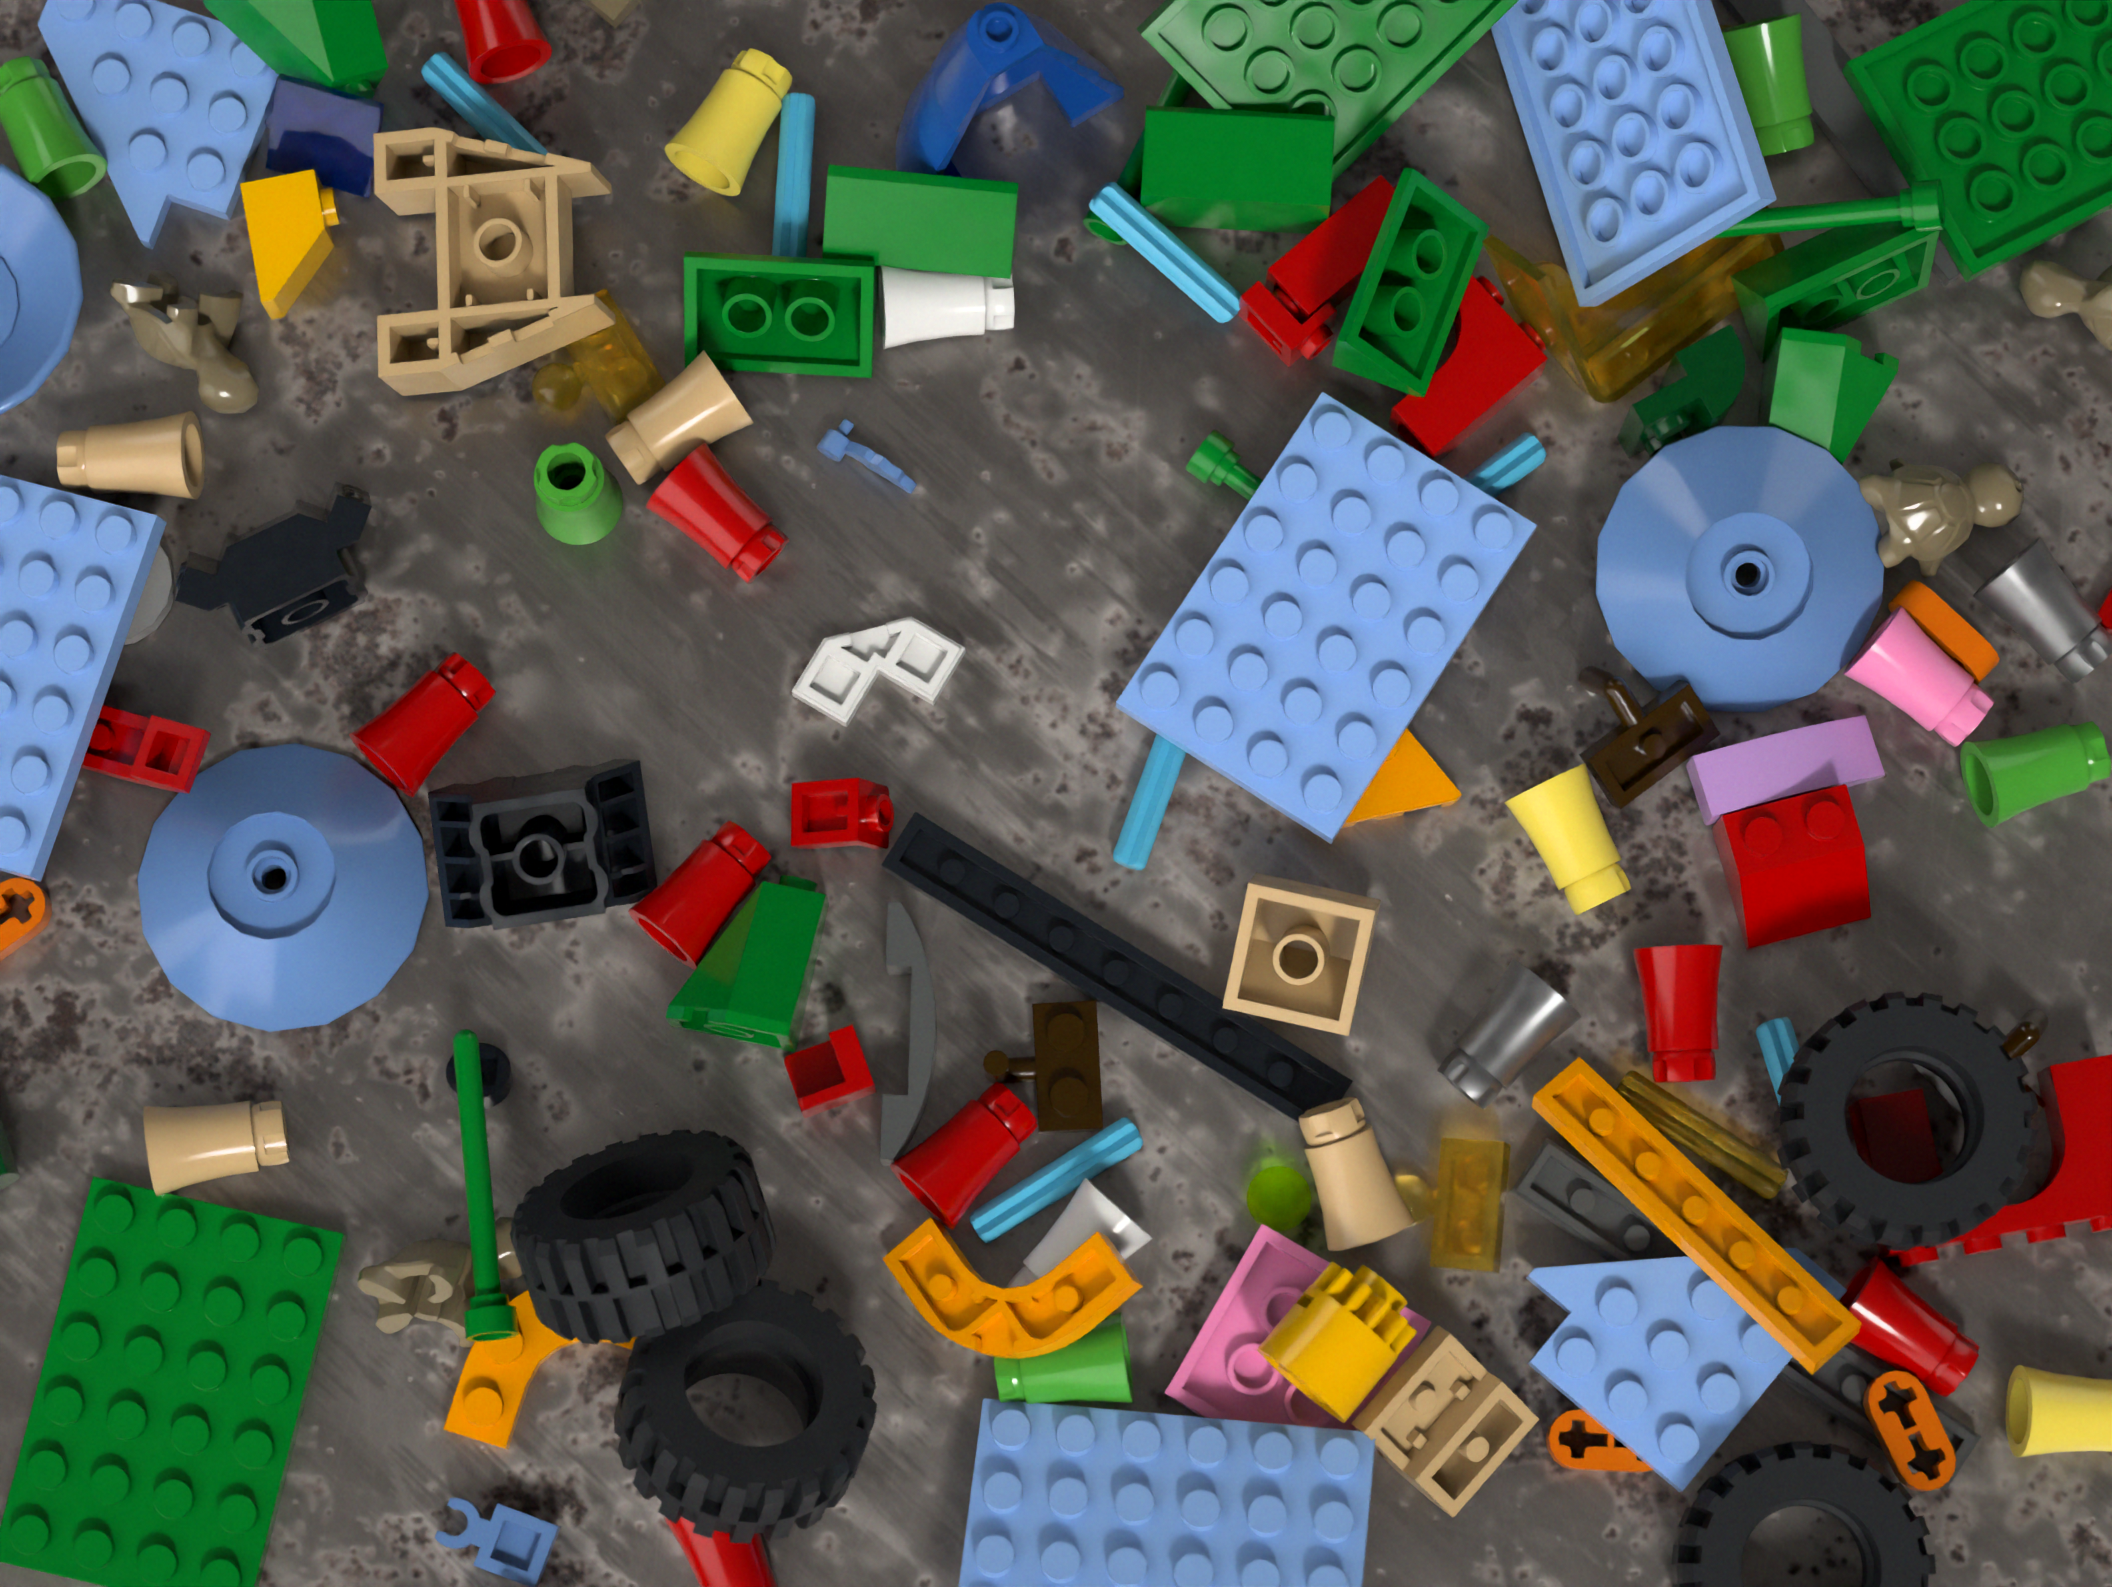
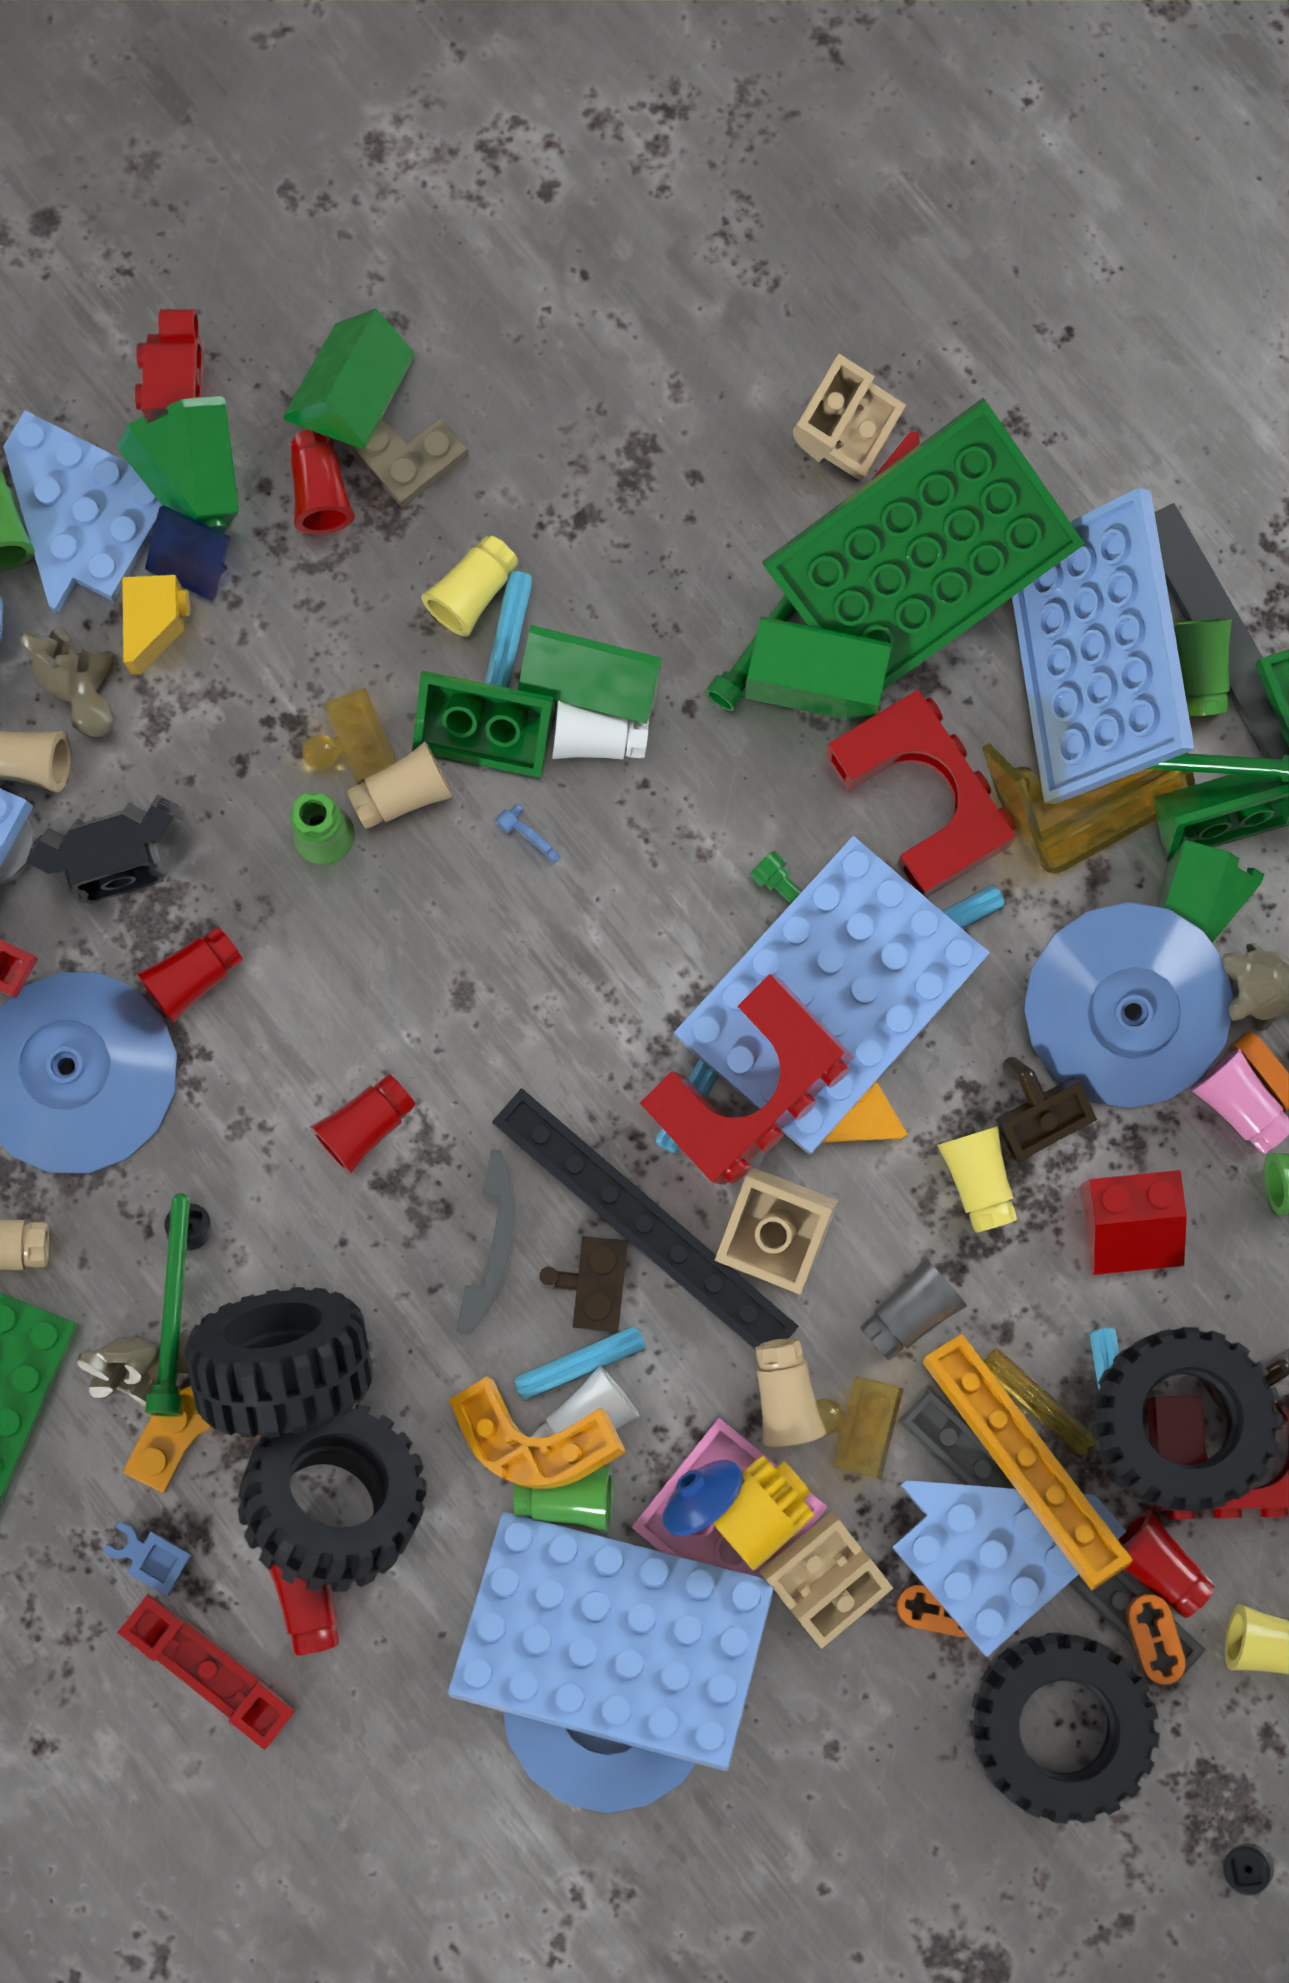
camera: 10 degrees right, 0 degrees up
(476, 104) = (307, 561): medium azure axle -> none
(499, 257) = (291, 658): tan wedge -> none
(542, 845) = (258, 1071): black slope -> none
(718, 515) = (417, 858): red plant -> none
(759, 969) = (394, 1182): green slope -> none
(830, 1073) = (433, 1263): red panel -> none
(840, 814) = (469, 1081): red bracket -> none
(899, 651) = (494, 975): white tile -> none
(965, 1153) = (518, 1335): red plant -> none
(985, 63) = (651, 570): blue cone -> none
(1166, 251) = (759, 721): medium azure axle -> none
(1257, 1332) = (702, 1497): none -> blue dish
(1276, 323) = (829, 782): red bracket -> none
(1278, 1198) = (734, 1400): clear neon green plate -> none
(1310, 713) = (807, 1060): none -> red arch
(1410, 287) = (926, 771): green slope -> none
(1680, 1009) = (1038, 1312): red plant -> none
(1691, 395) = (1115, 877): dark green brick -> none
(1784, 766) = (1138, 1150): lavender slope -> none

